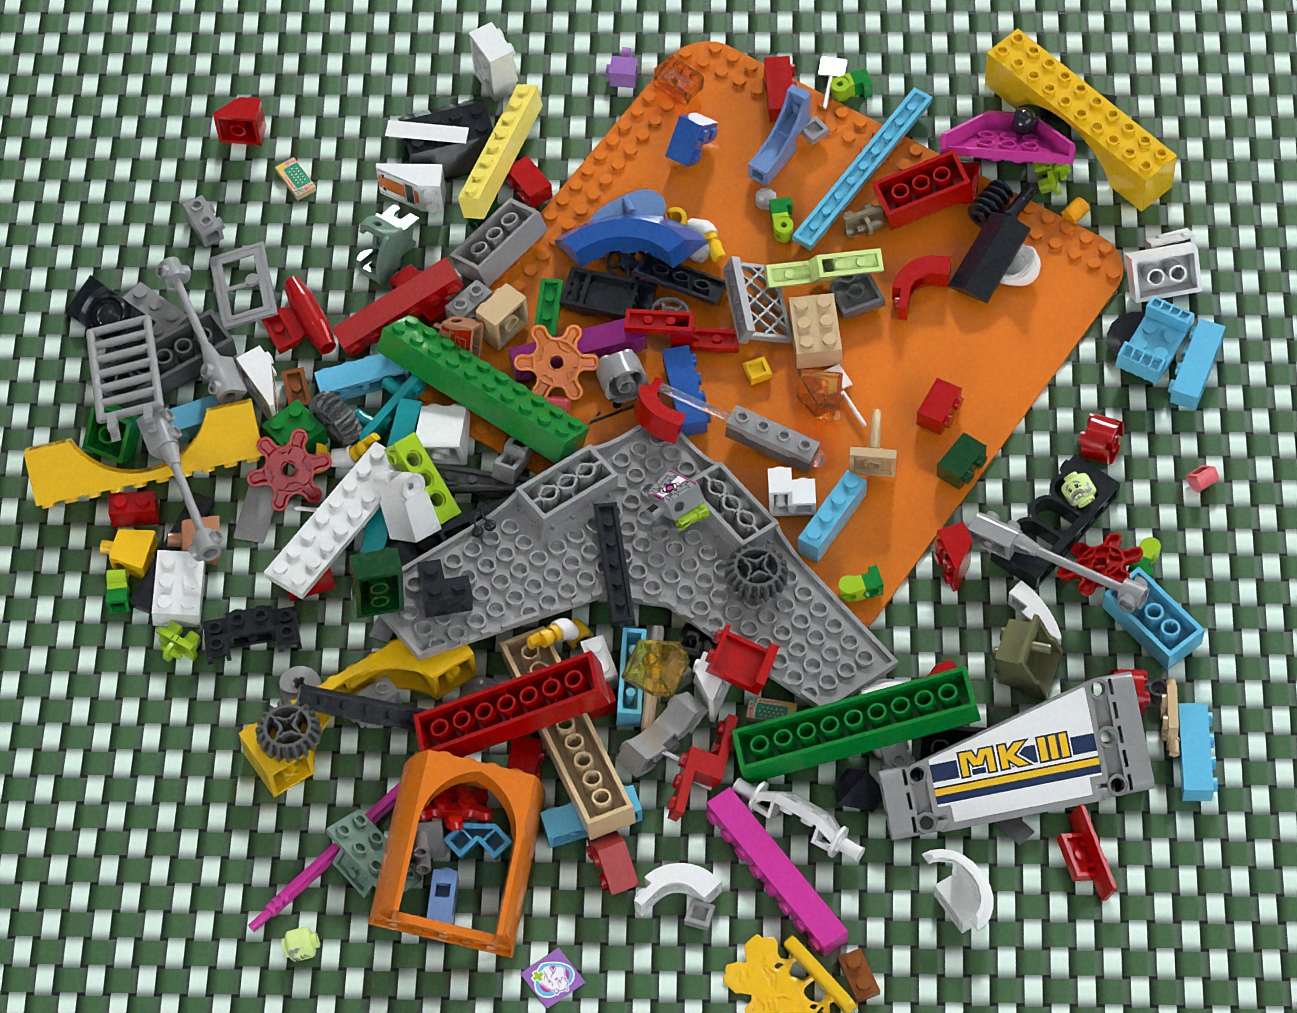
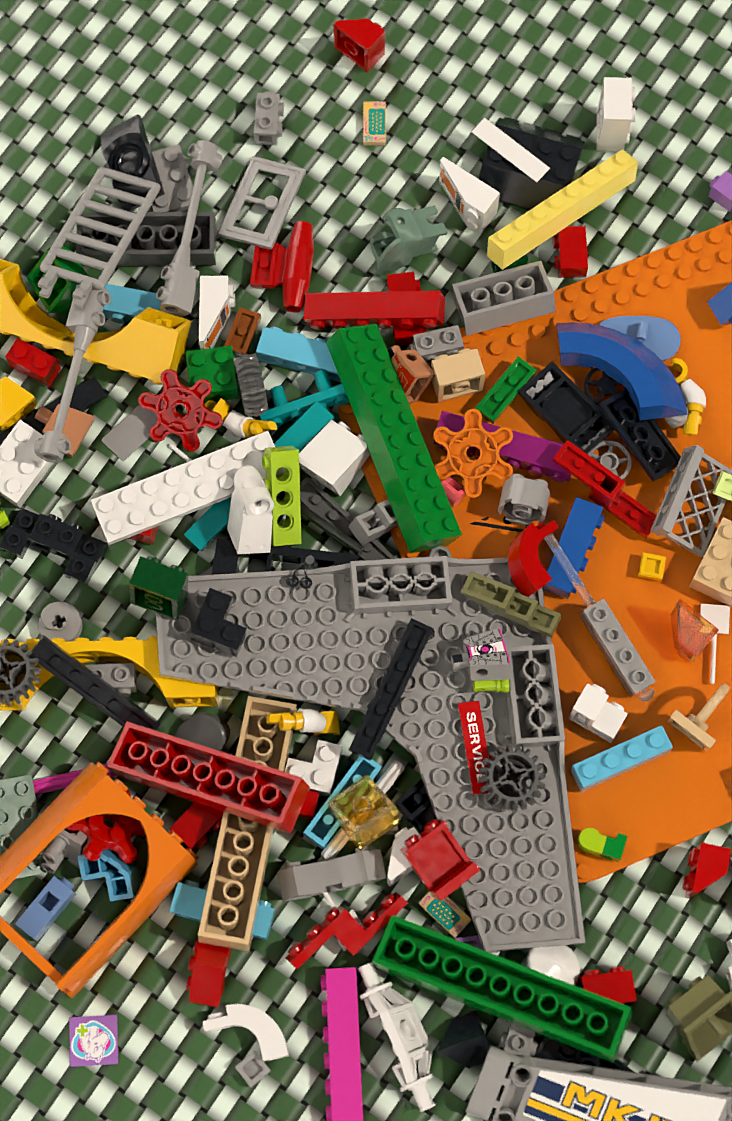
camera: 30 degrees right, 15 degrees up
(668, 453) = (511, 605): none -> olive slope
(707, 567) = (474, 741): none -> red sticker

